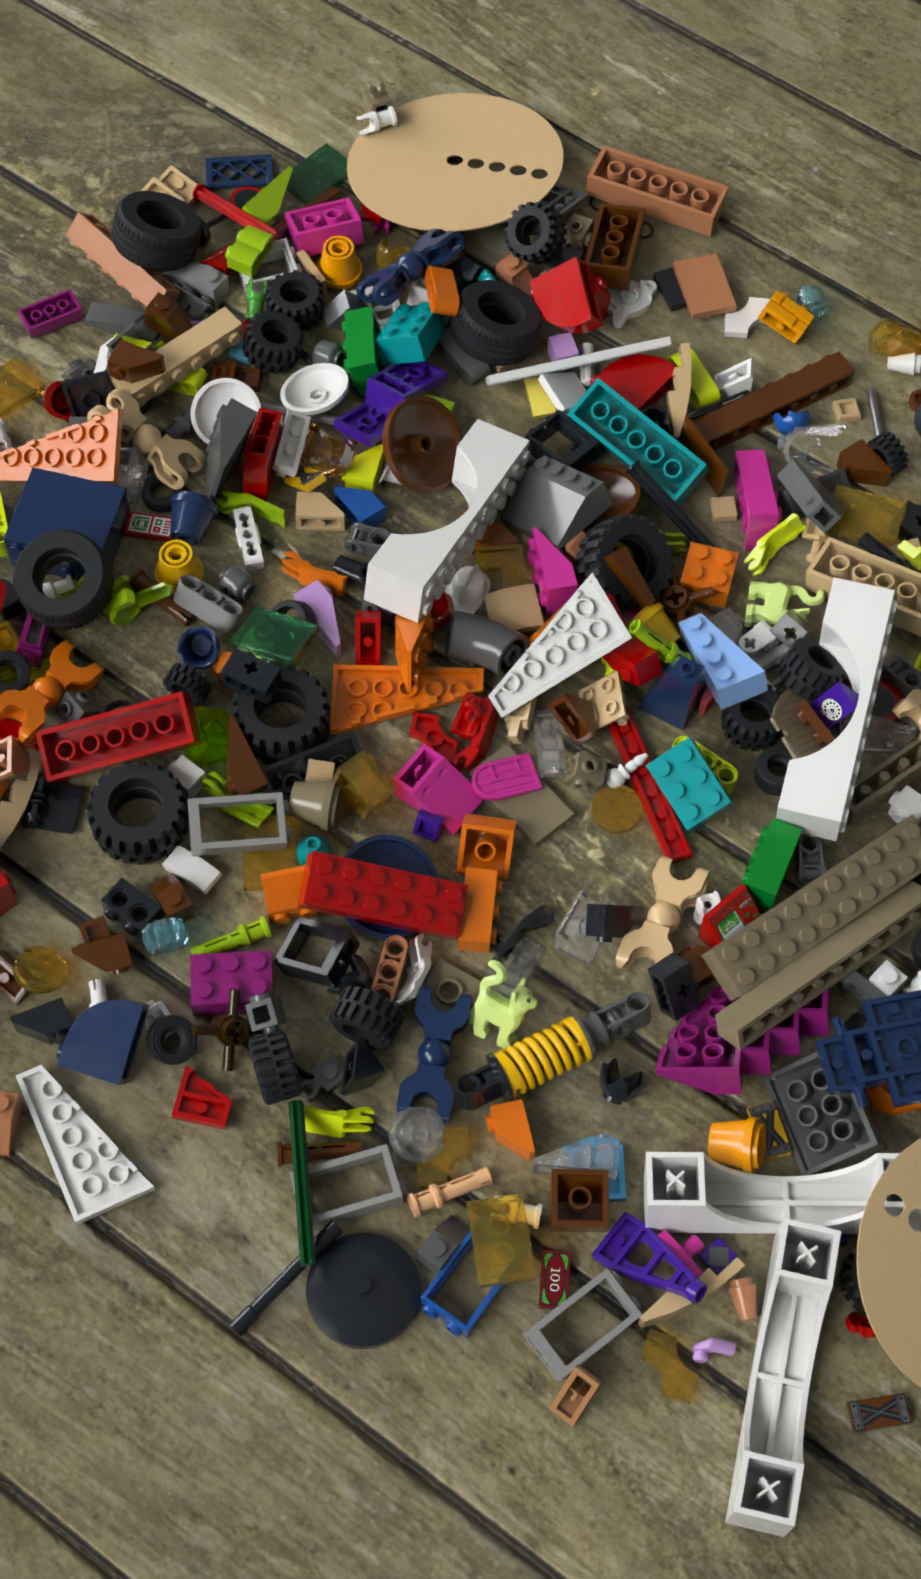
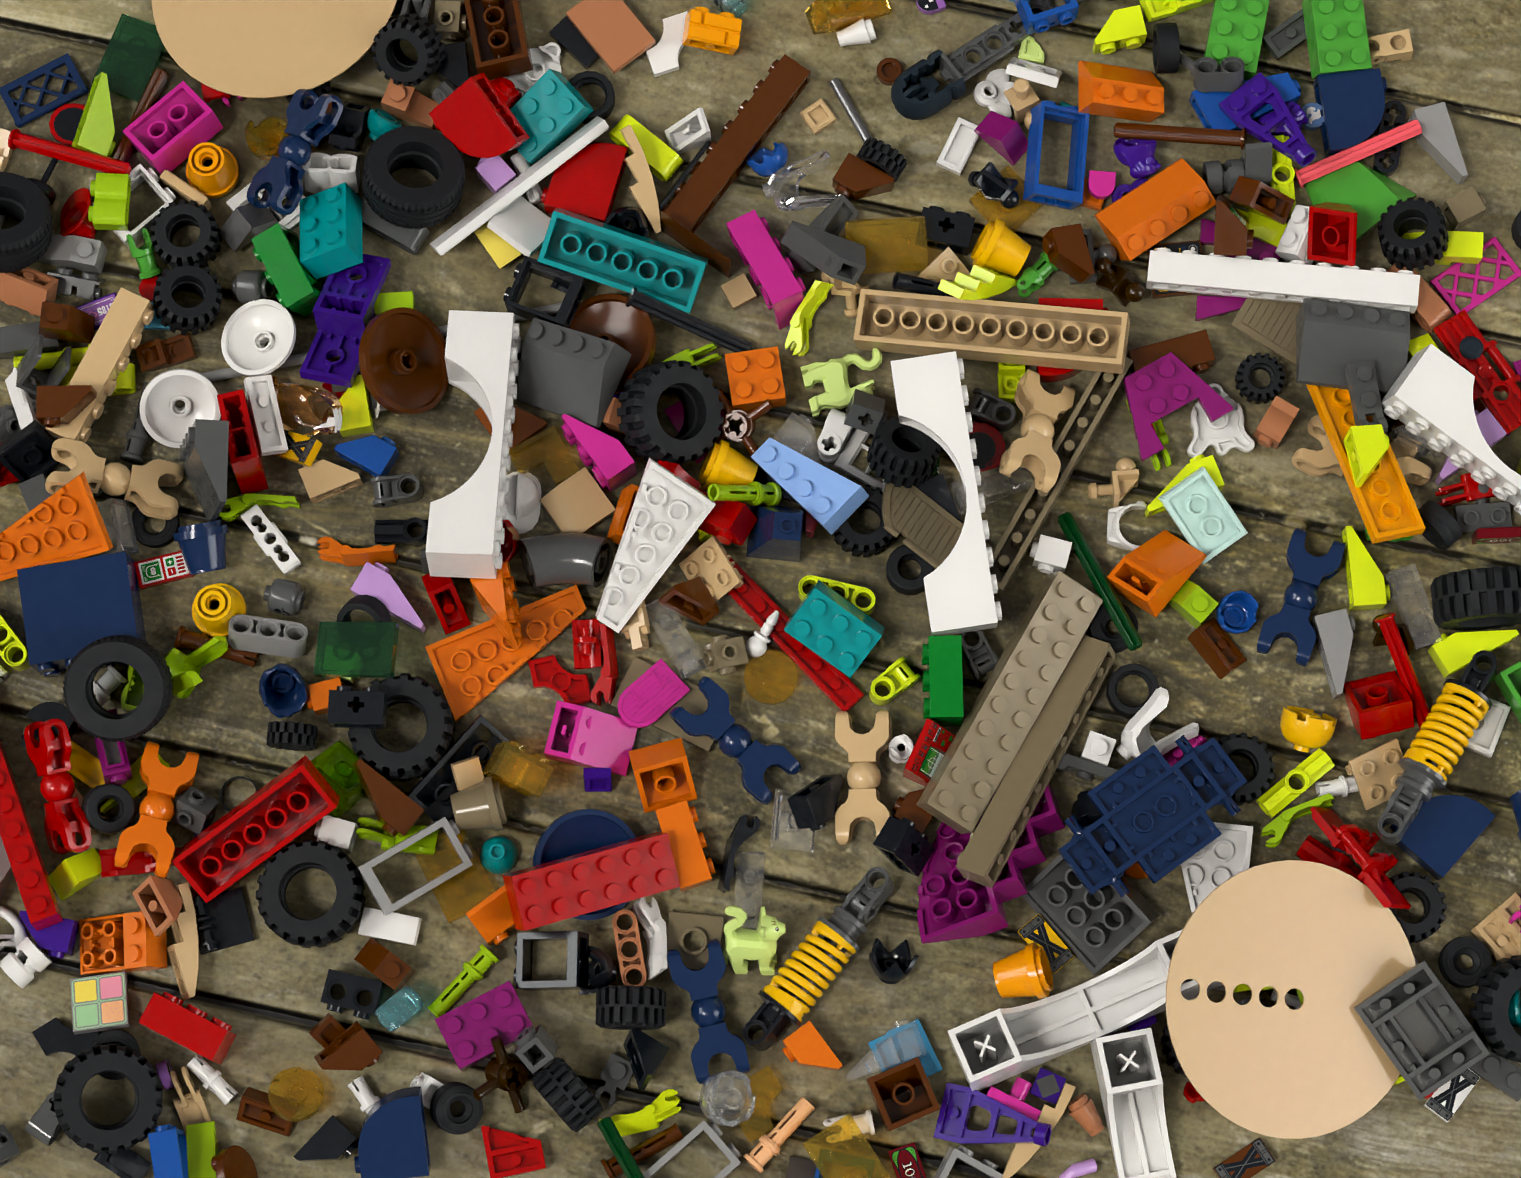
camera: 20 degrees left, 15 degrees up
(441, 291) = (343, 171): orange beam -> none
(563, 842) = (735, 740): none -> dark blue piece
(626, 320) = (549, 114): none -> teal brick
(630, 576) = (682, 432): reddish brown piece -> none
(666, 314) = (601, 80): none -> black tyre
(727, 853) = (896, 678): none -> neon yellow piece
(808, 716) = (939, 518): reddish brown plate -> none
(835, 704) = (940, 486): dark purple slope -> none

